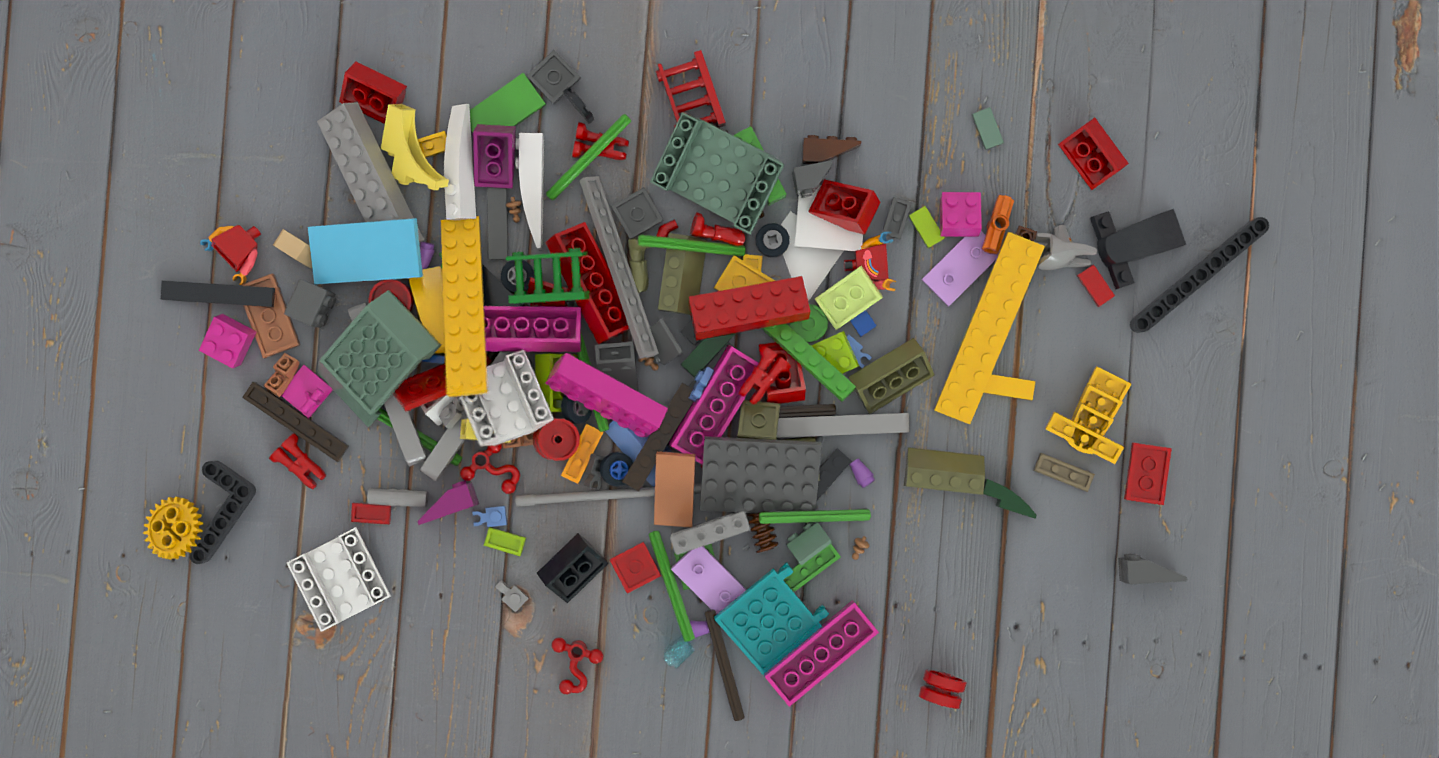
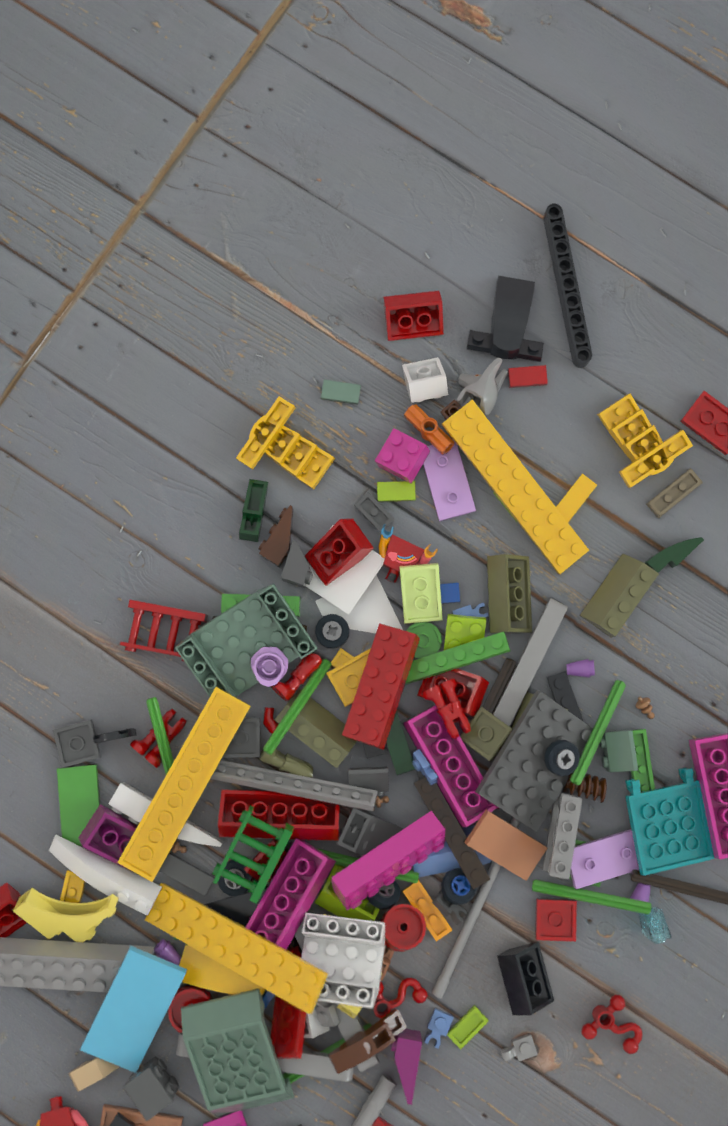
camera: 60 degrees left, 5 degrees down
(448, 461) = (367, 1043): none -> reddish brown slope
(573, 187) = (184, 784): none -> yellow plate
(712, 202) = (269, 665): none -> lavender hat
(775, 488) = (562, 750): none -> black wheel
(838, 112) = (253, 510): none -> dark green slope
(910, 107) = (285, 446): none -> yellow slope
(1040, 196) = (425, 380): none -> white slope

